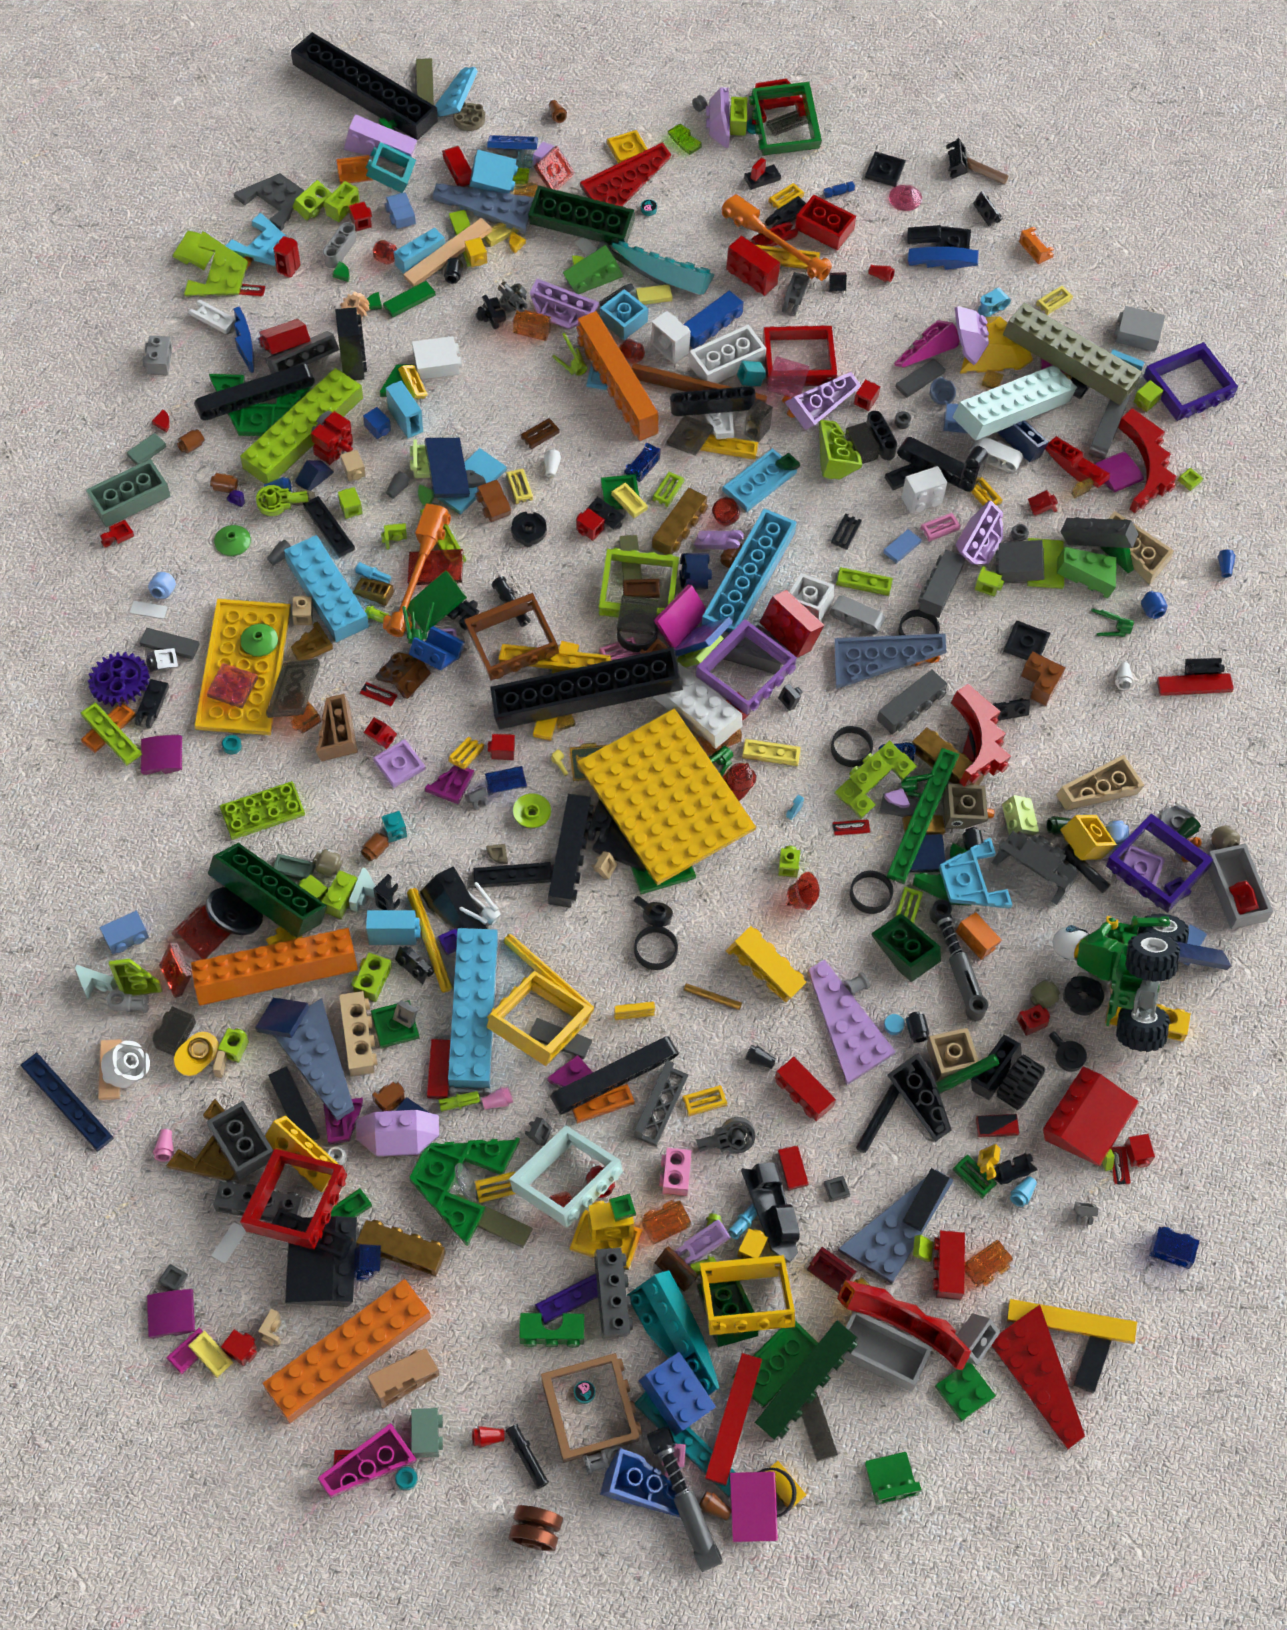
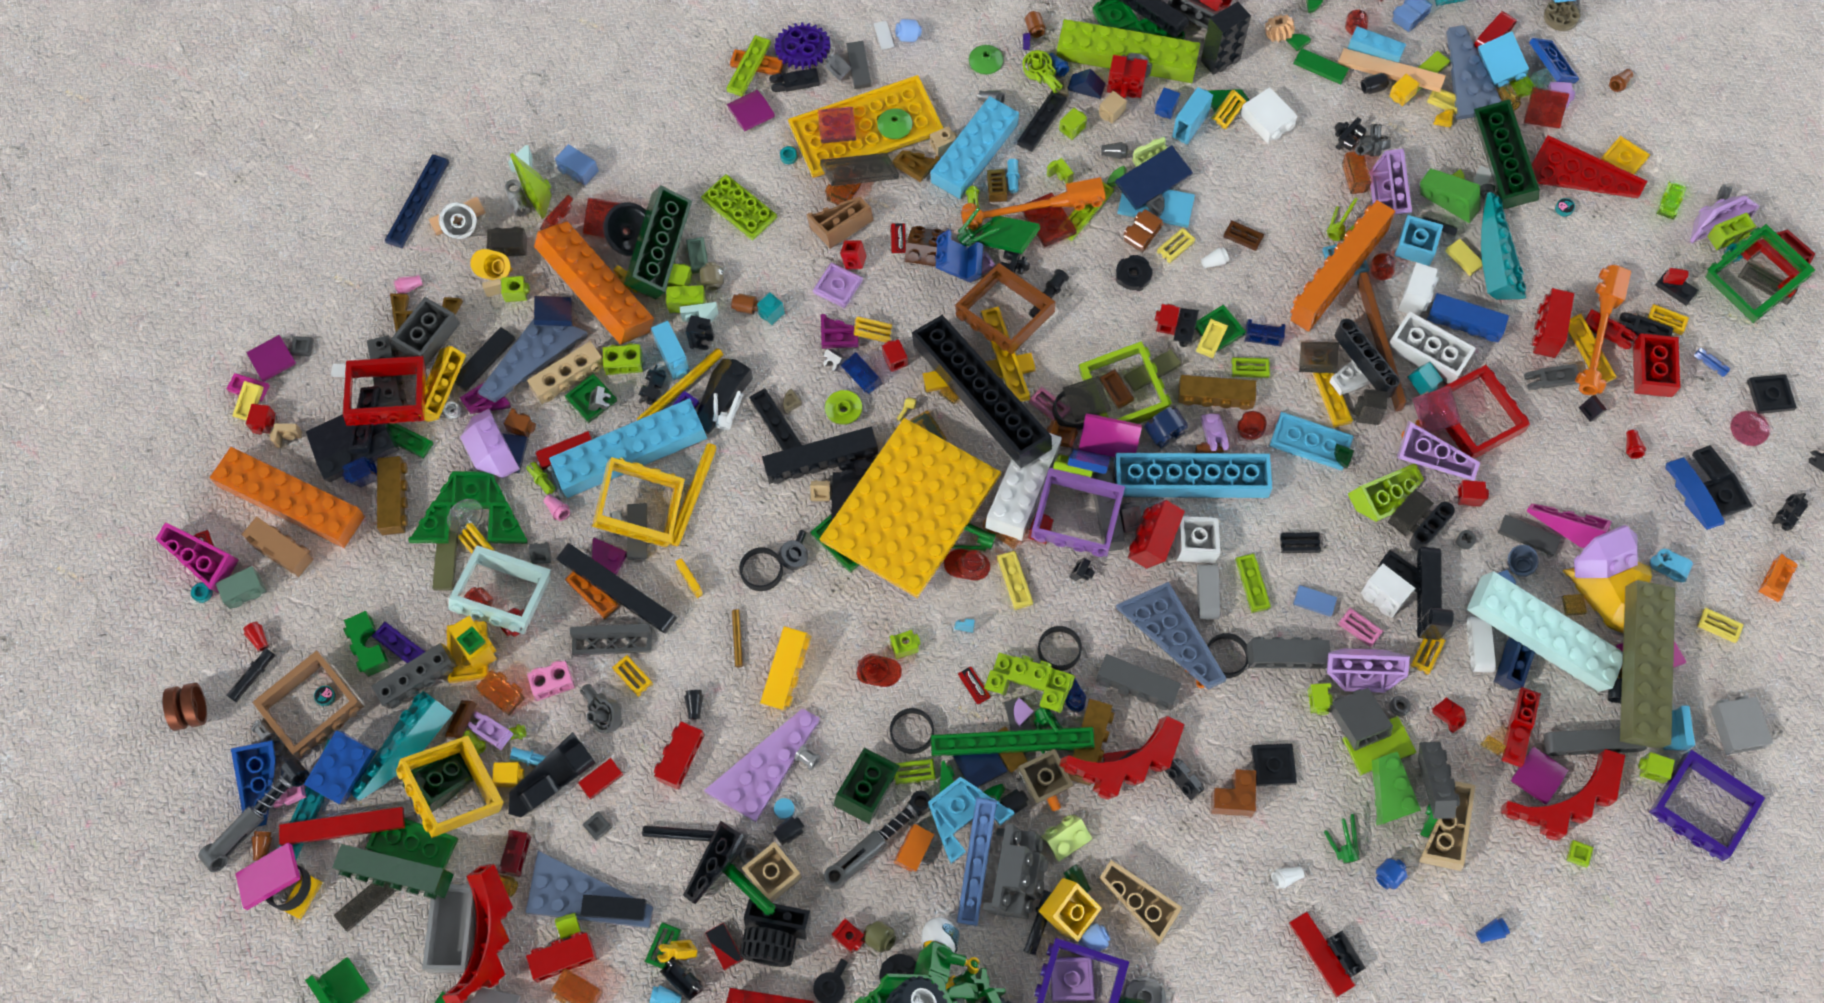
camera: 70 degrees right, 5 degrees up
(1017, 888) = (976, 861): none -> medium blue tile

